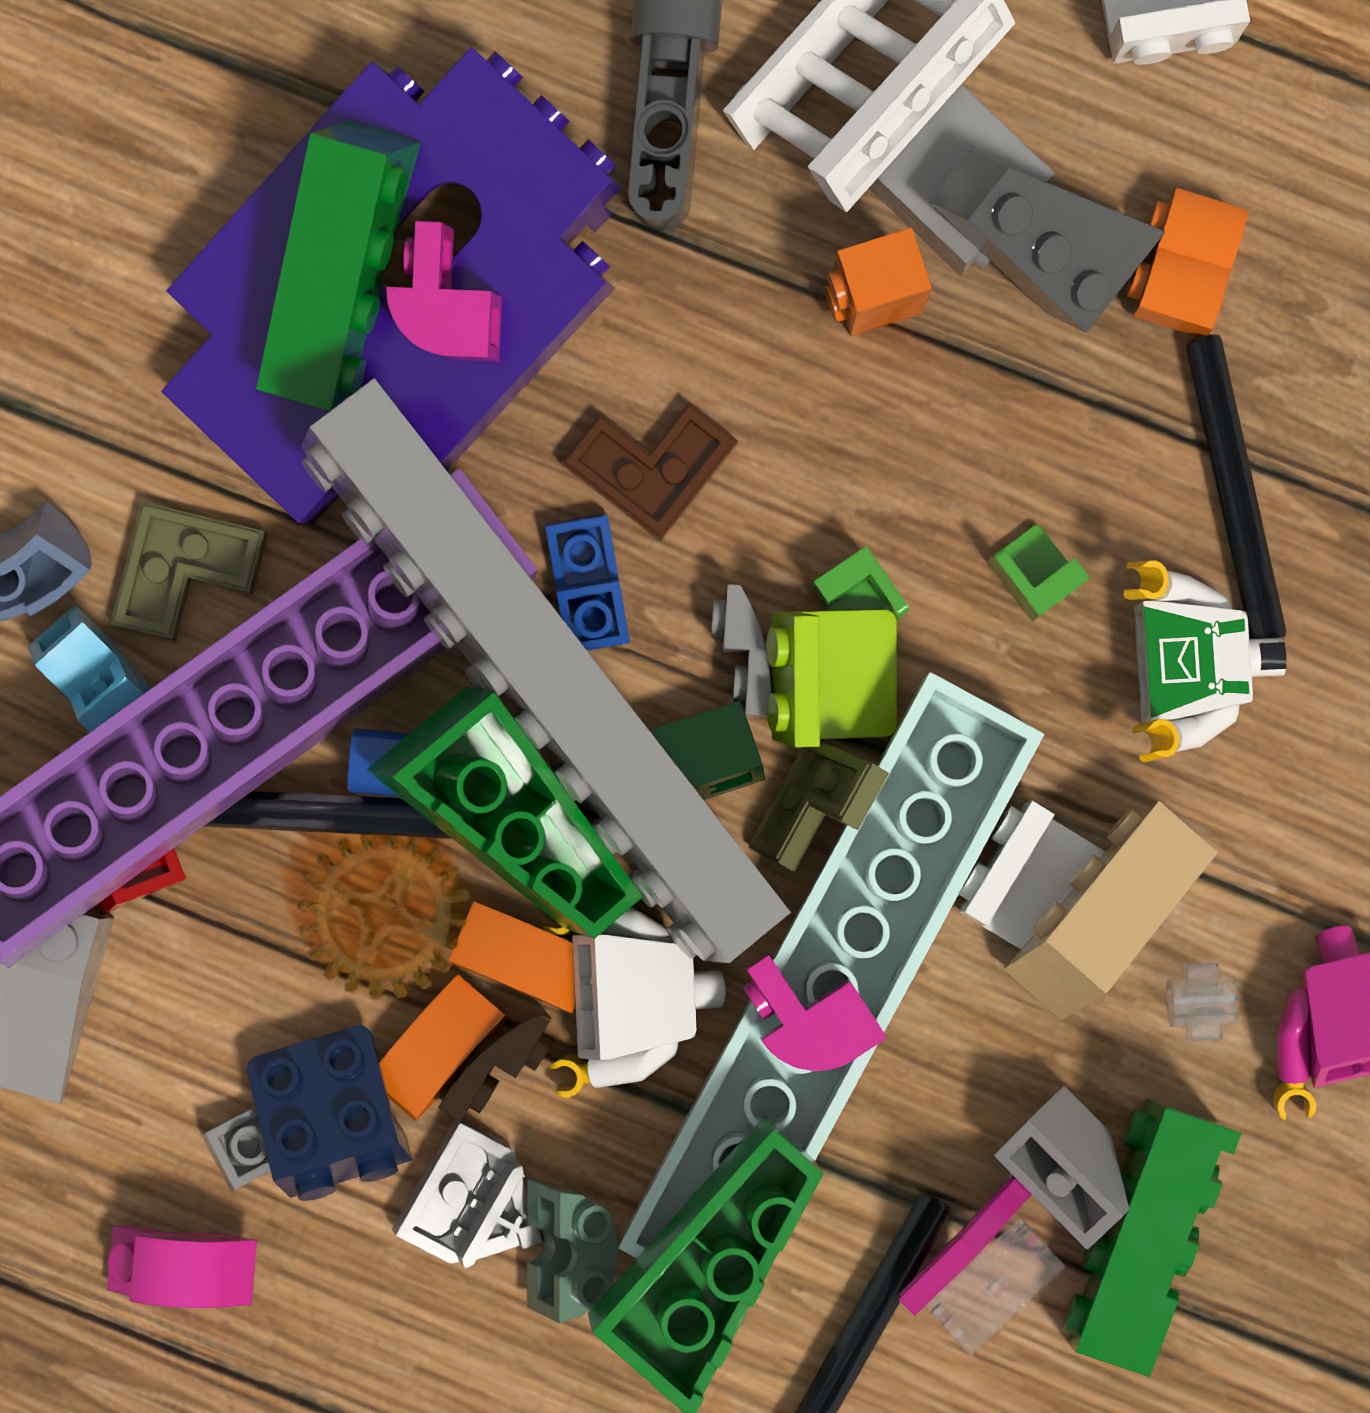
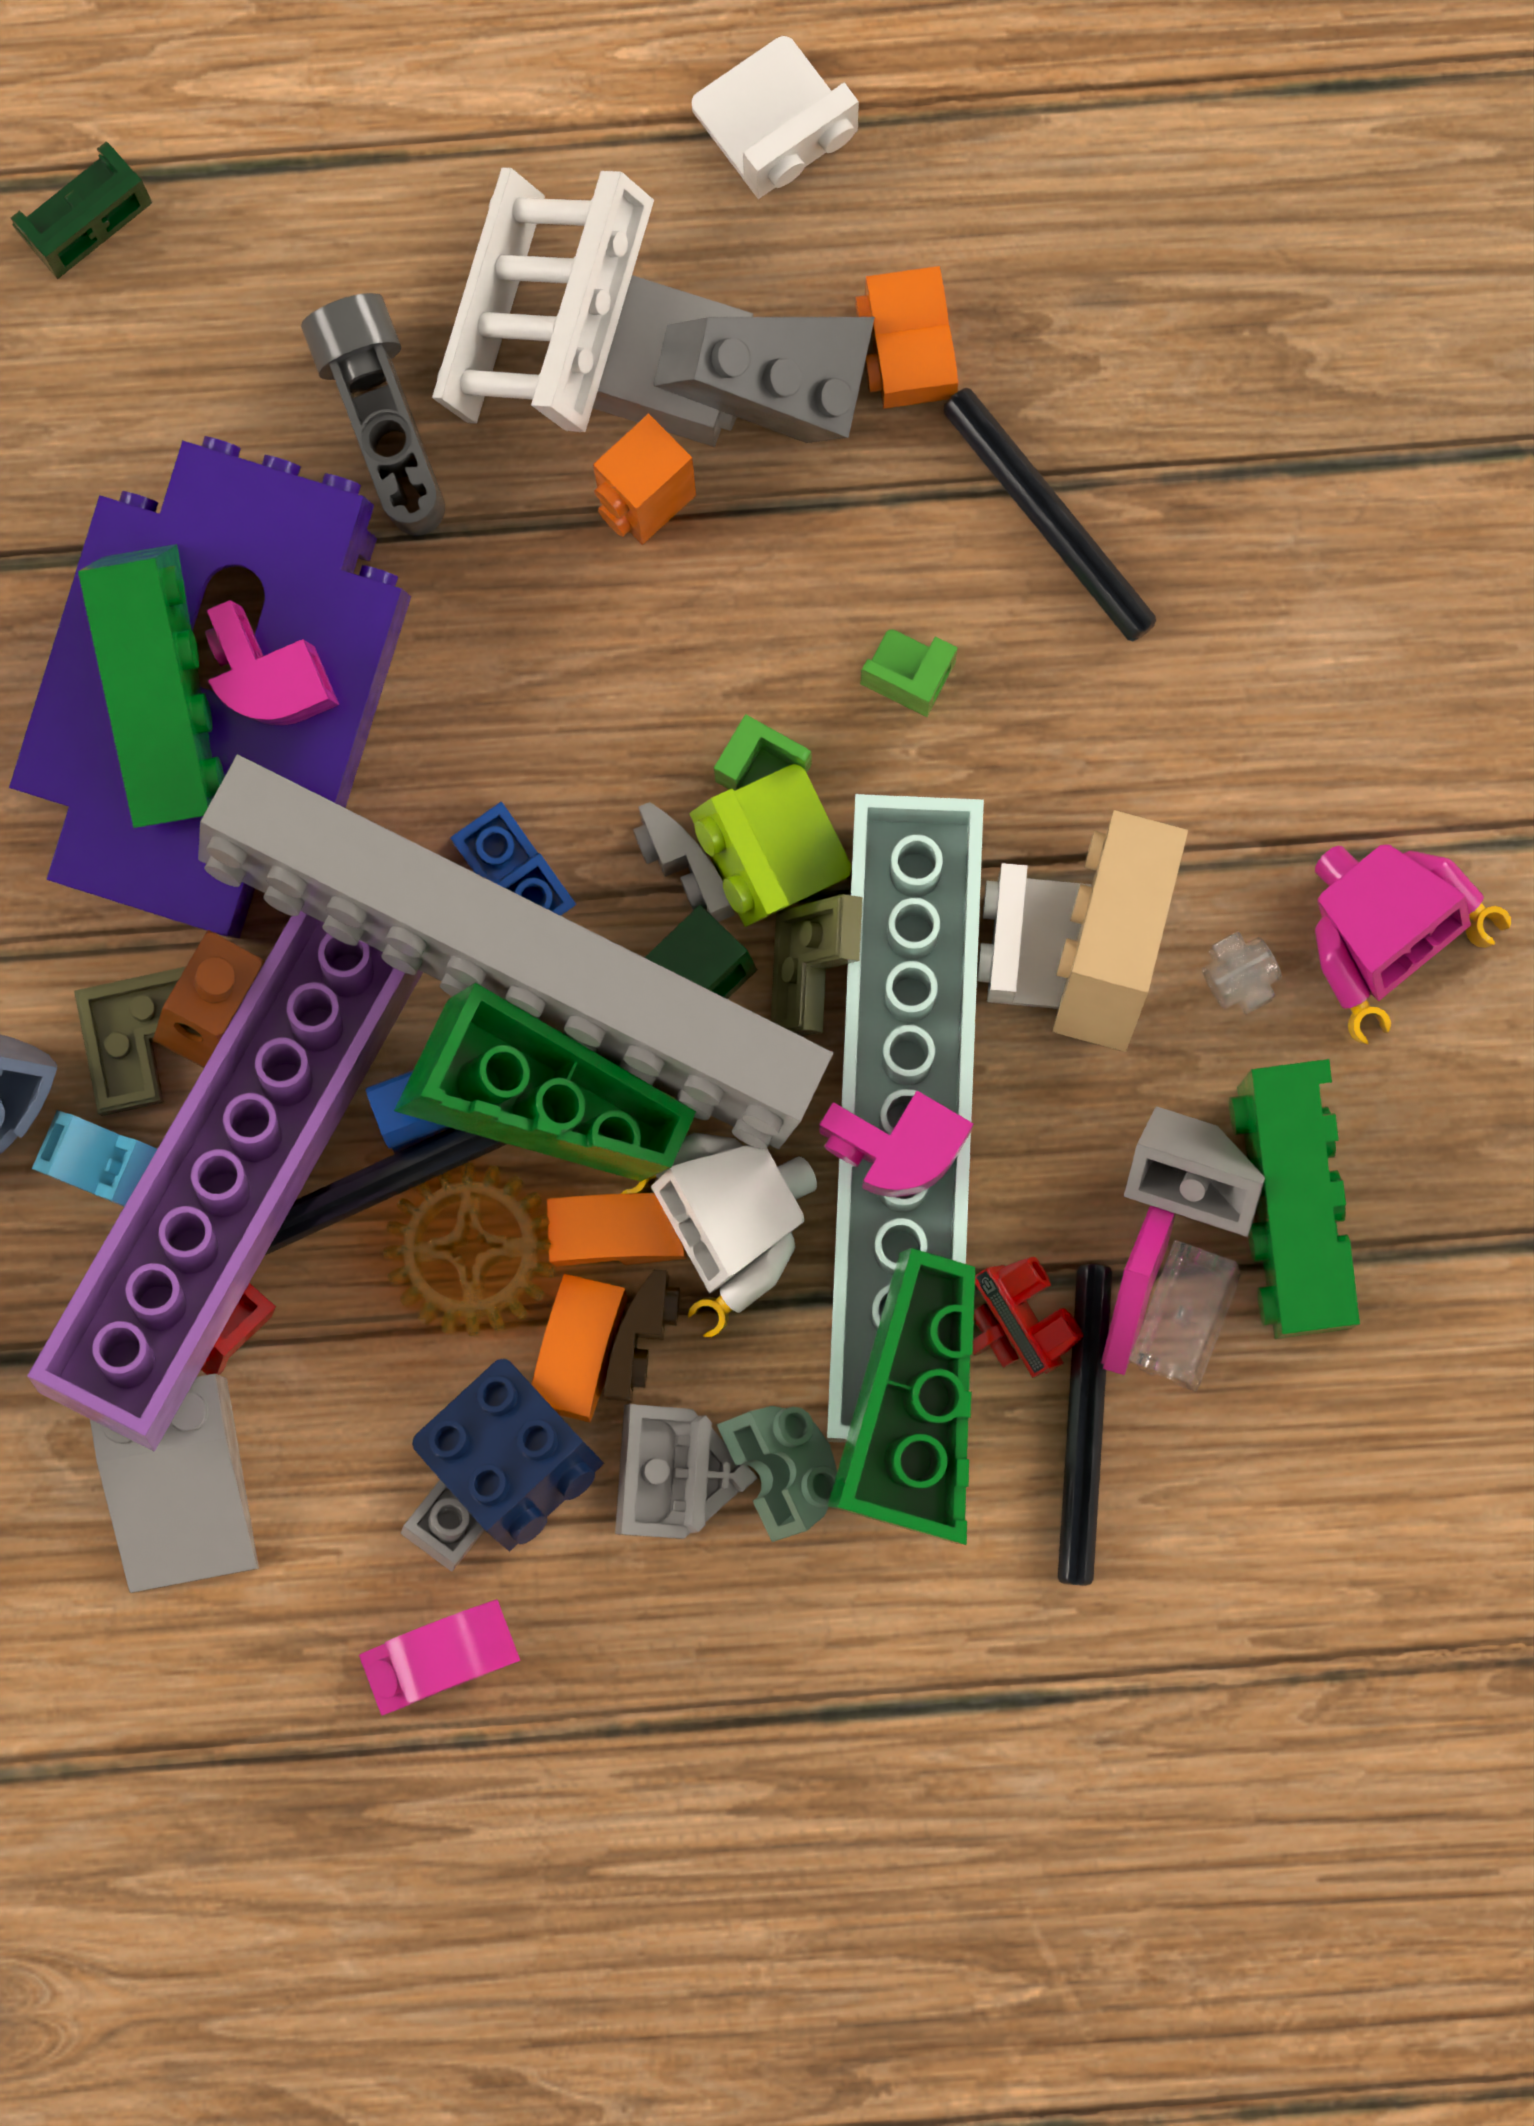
camera: 25 degrees left, 5 degrees down
(256, 572) = (206, 997): none -> dark orange torso
(656, 484) = (530, 757): reddish brown tile -> none
(836, 1218) = (1007, 1295): none -> red hips
(1192, 660) = (1083, 676): torso -> none

